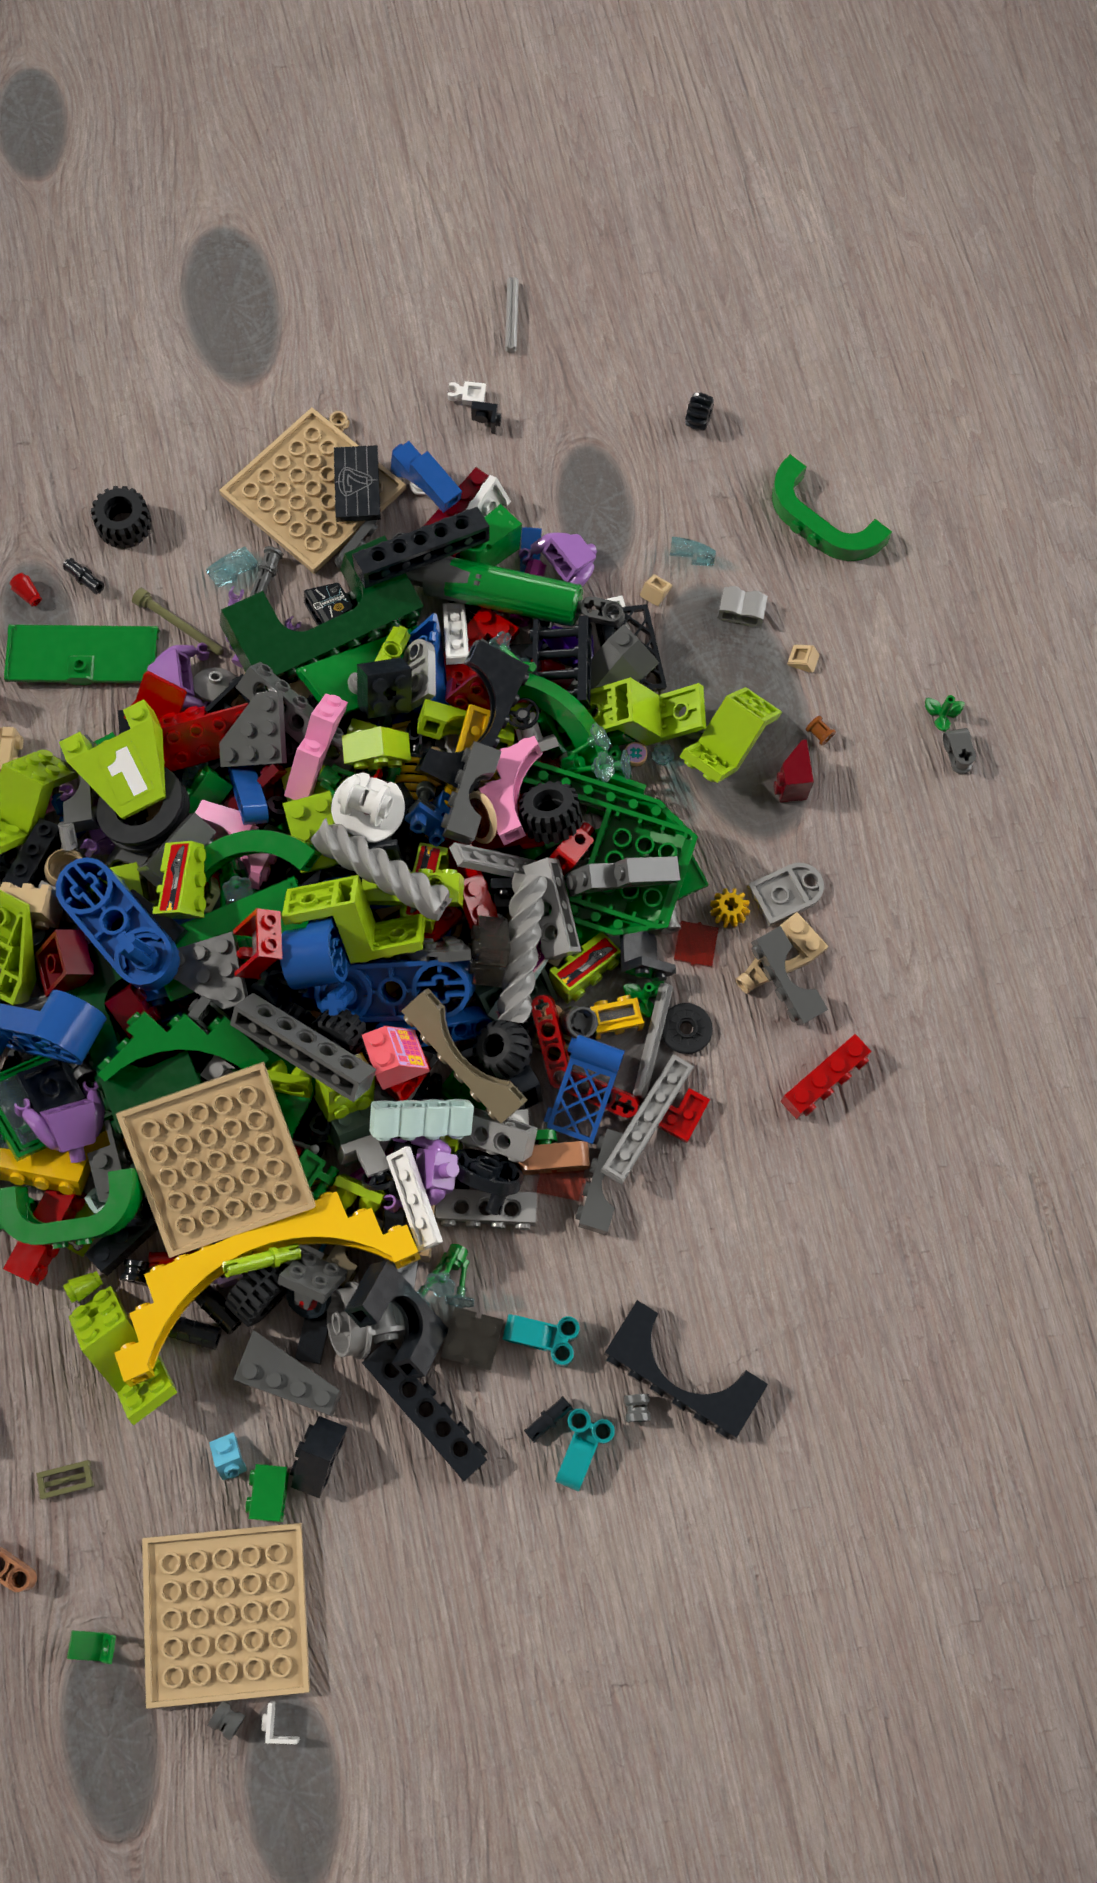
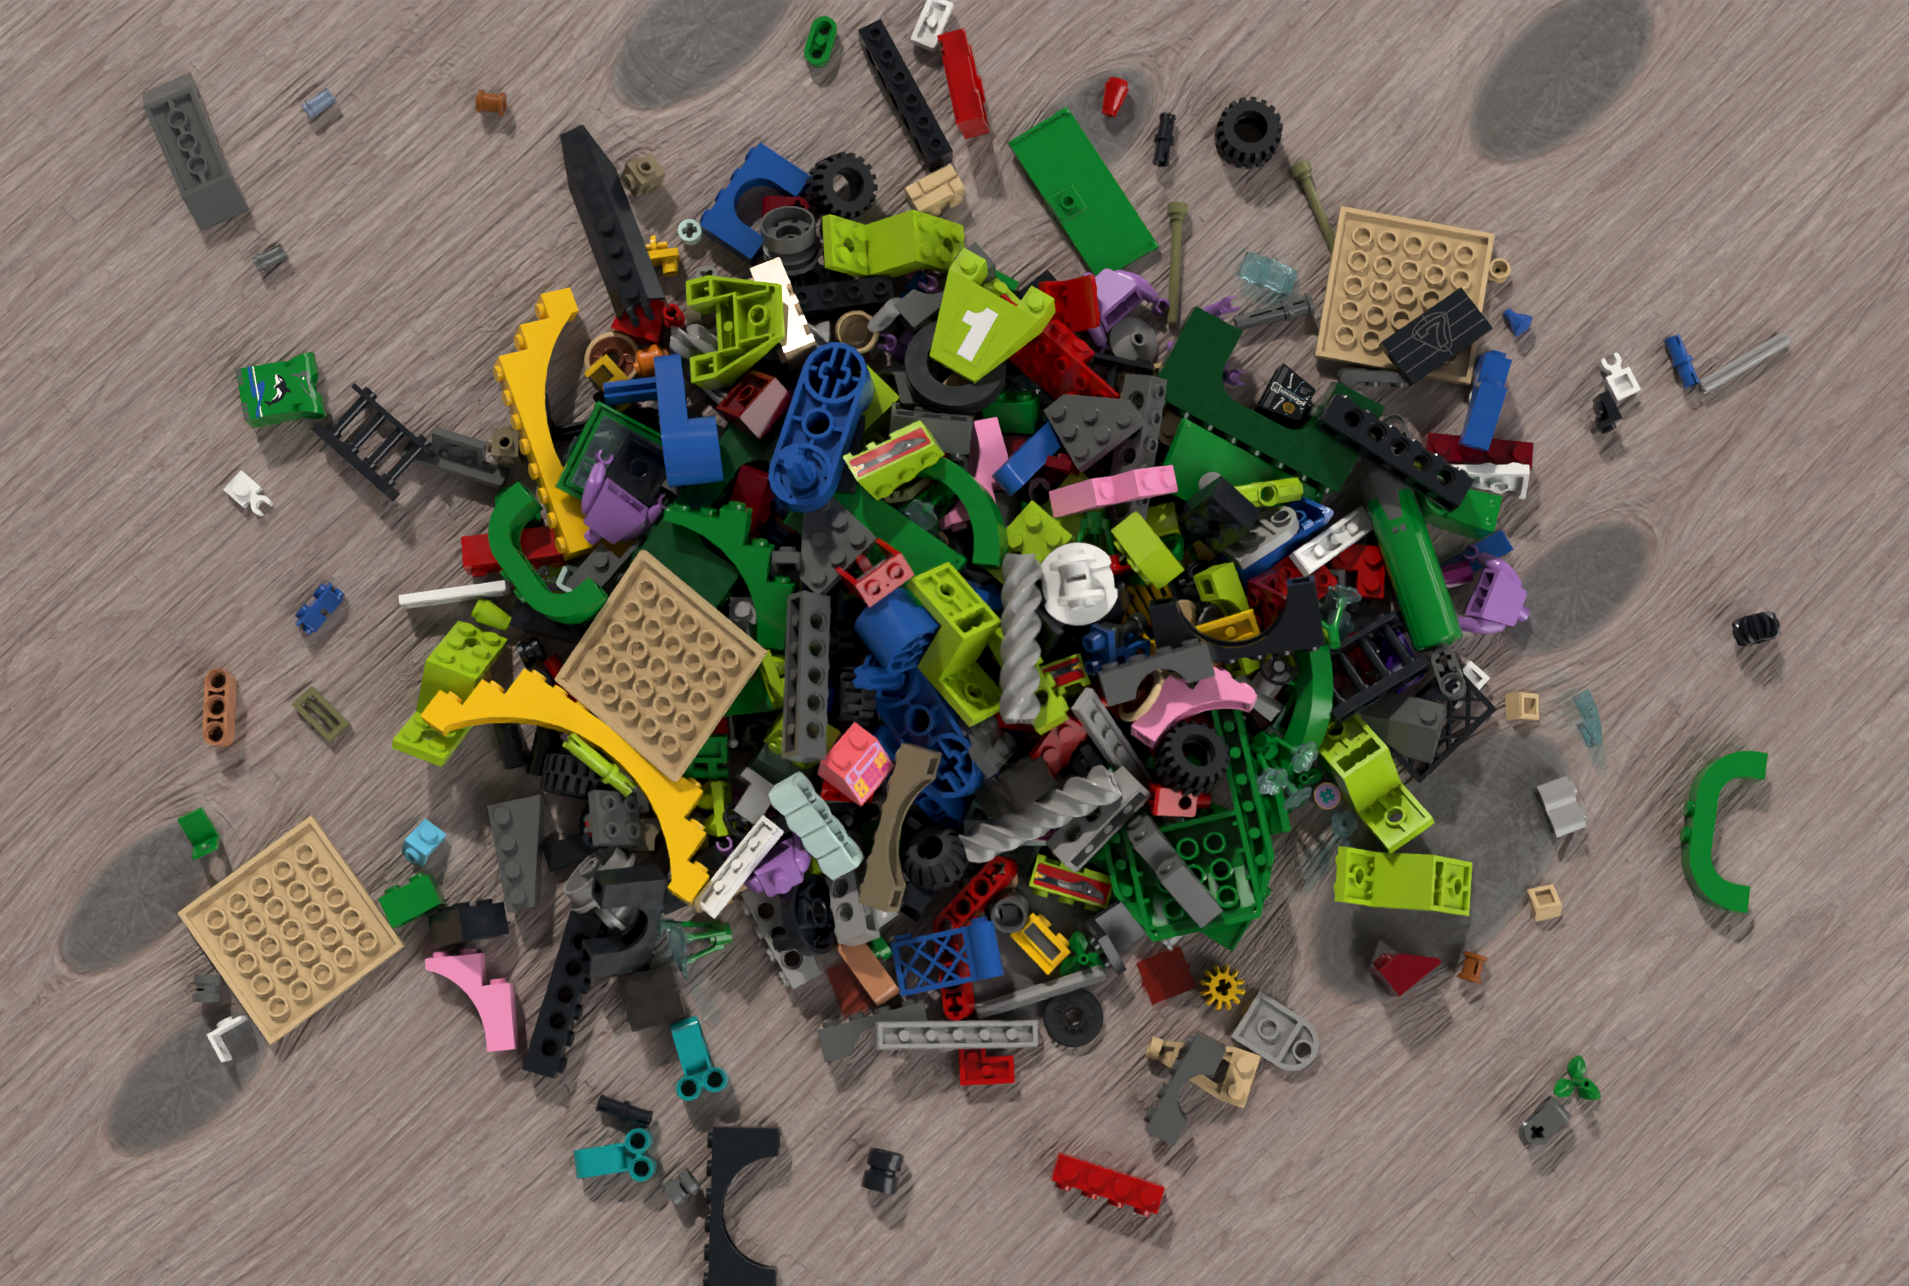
camera: 60 degrees right, 10 degrees up
(45, 1306) = (454, 594): none -> white tile
(176, 502) = (1302, 173): none -> olive piece
(384, 430) = (1518, 322): none -> blue rock
(392, 1474) = (493, 1001): none -> bright pink arch
(484, 349) = (1682, 361): none -> blue pin
(718, 1240) = (882, 1170): none -> black wheel

